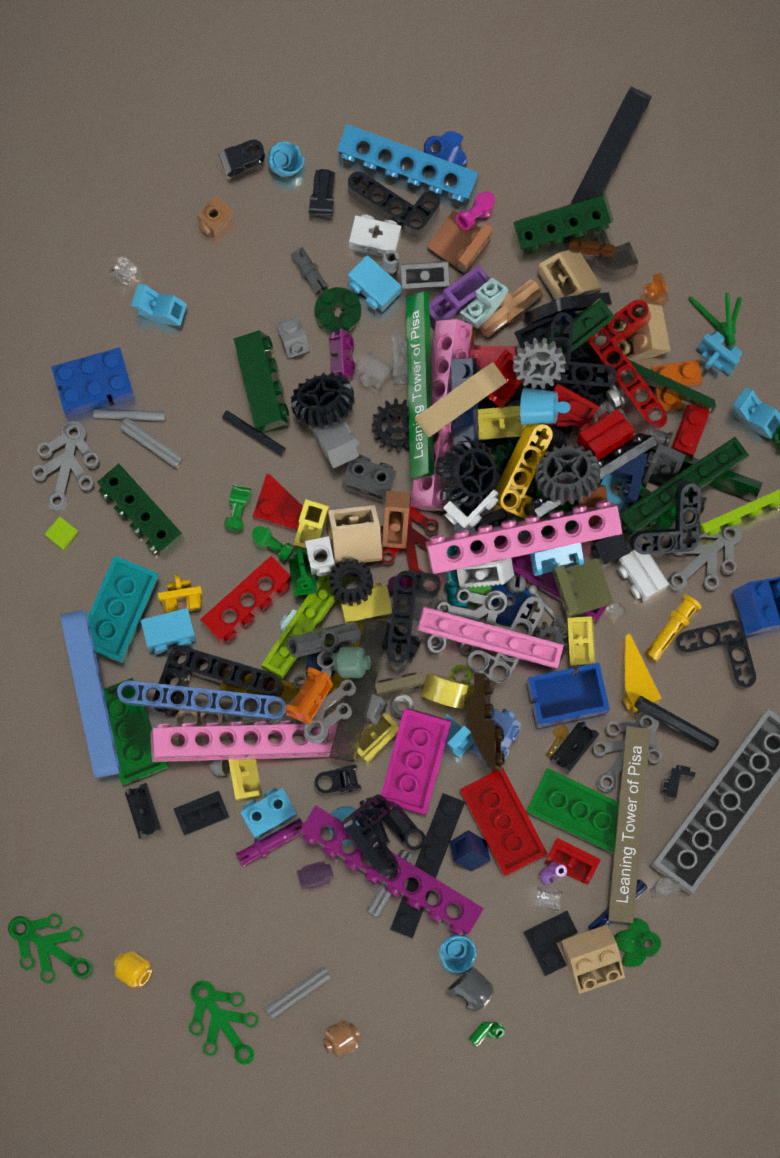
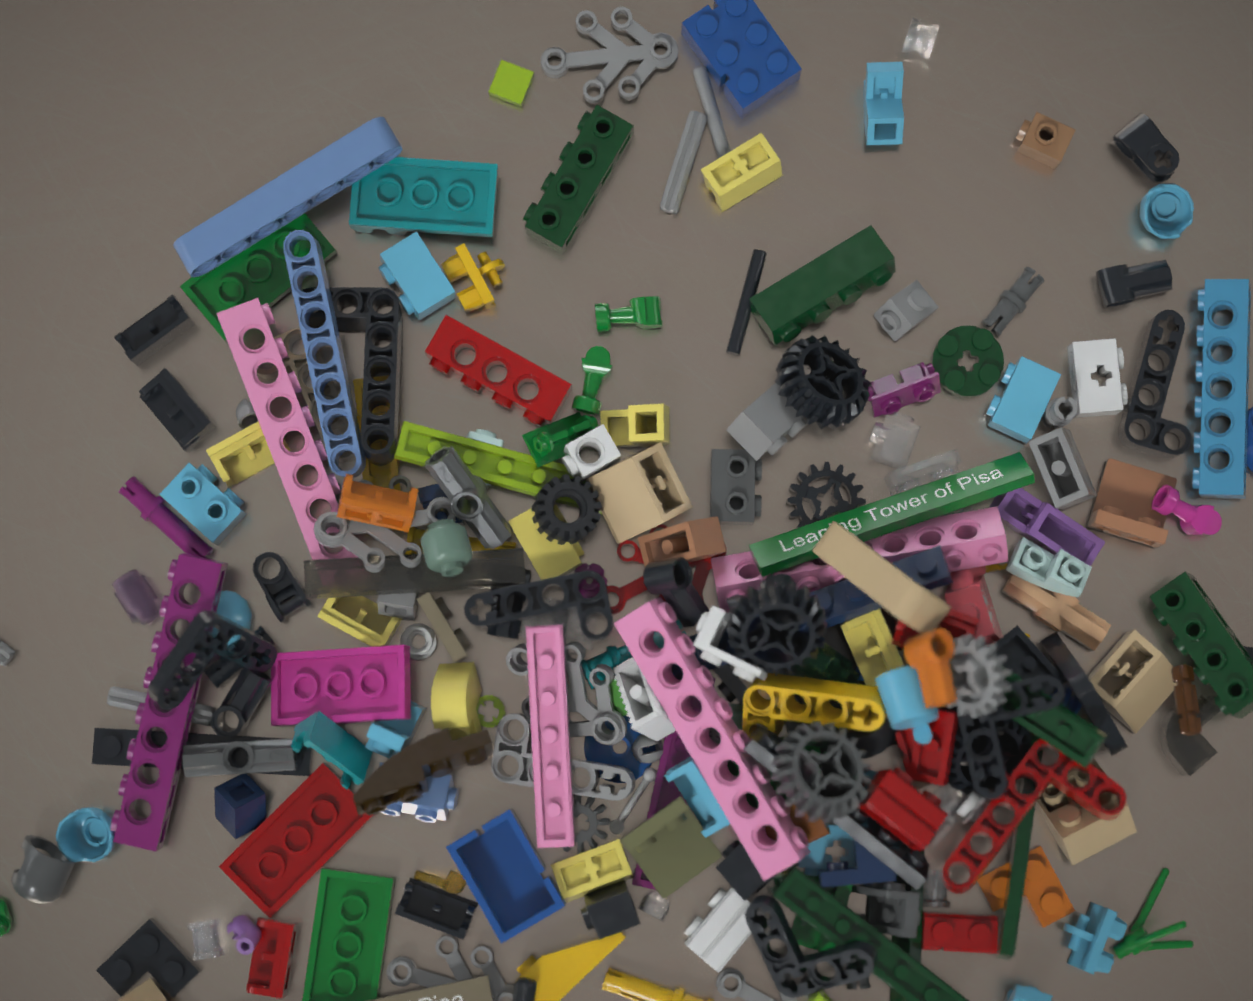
camera: 80 degrees right, 5 degrees up
(170, 407) = (742, 171): none -> light yellow hinge
(277, 505) = (652, 368): red wing -> none
(420, 529) = (674, 582): none -> black piece
(443, 822) = (217, 757): none -> dark grey piece
(452, 776) = (335, 747): none -> teal hinge
(519, 382) = (930, 656): none -> orange piece
(609, 638) = (610, 910): none -> black brick
(657, 288) = (1162, 817): clear orange tile -> none

